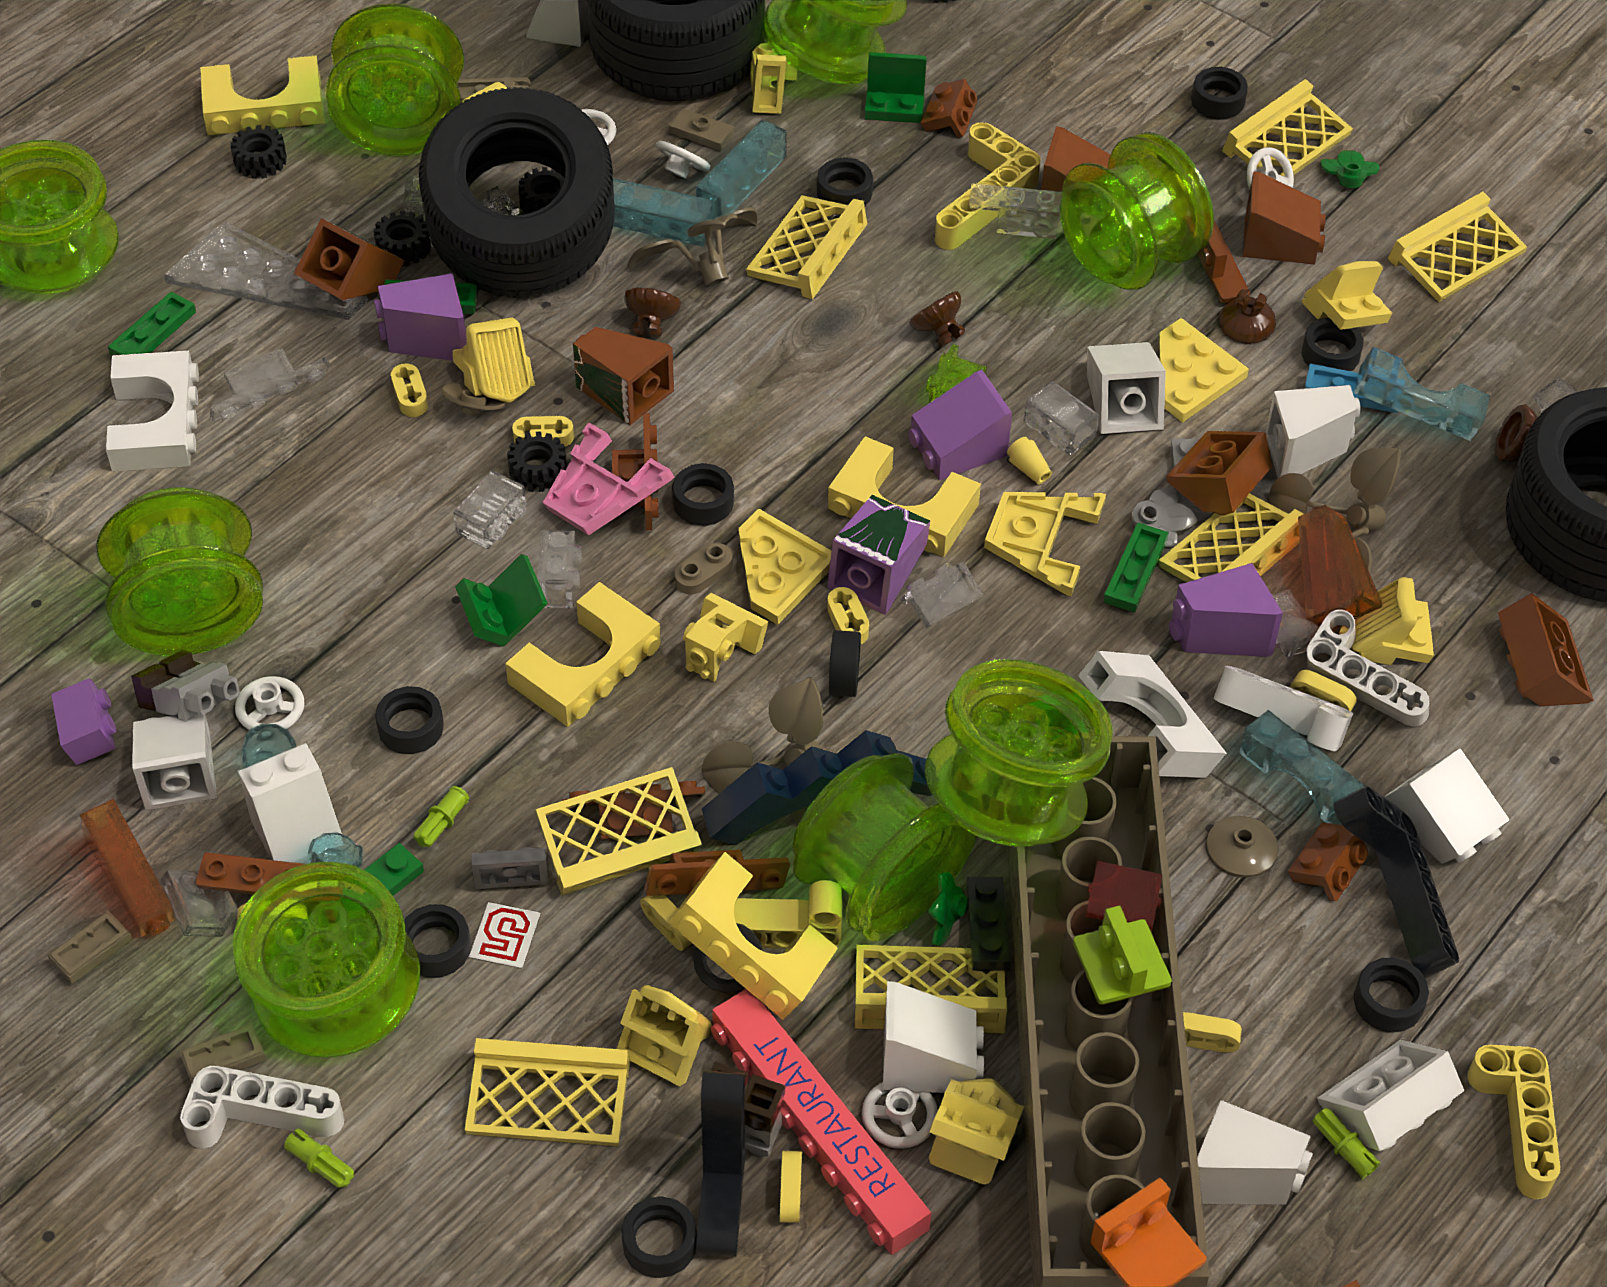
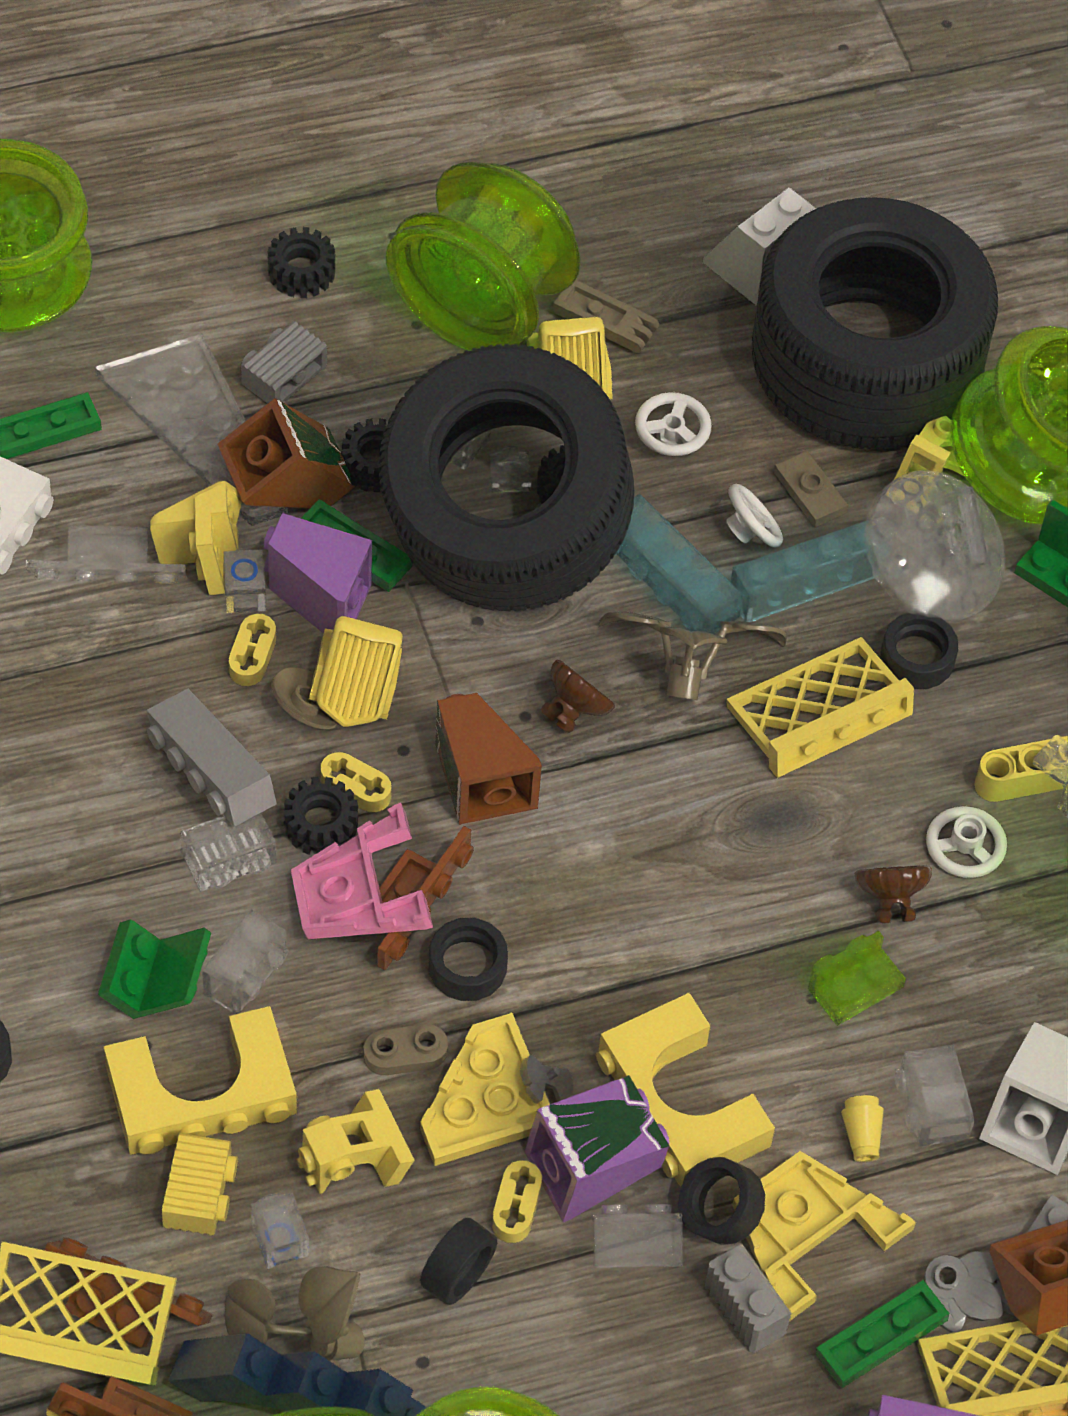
camera: 30 degrees right, 5 degrees up
(295, 106) = (300, 194): light yellow arch -> none
(295, 214) = (284, 363): none -> light grey brick
(321, 333) = (200, 532): none -> light yellow piece
(372, 350) = (244, 581): none -> clear brick
(439, 457) = (210, 757): none -> light grey brick
(633, 715) = (197, 1184): none -> light yellow brick
(709, 711) = (279, 1229): none -> clear brick
(810, 534) = (538, 1076): none -> flat silver piece
(814, 113) = (935, 546): none -> clear bracket
(959, 273) = (969, 823): none -> white piece
(962, 427) = (807, 1044): medium lavender slope -> none
(962, 527) = (747, 1213): none -> black tyre
(1039, 590) = (747, 1298): none -> light grey brick

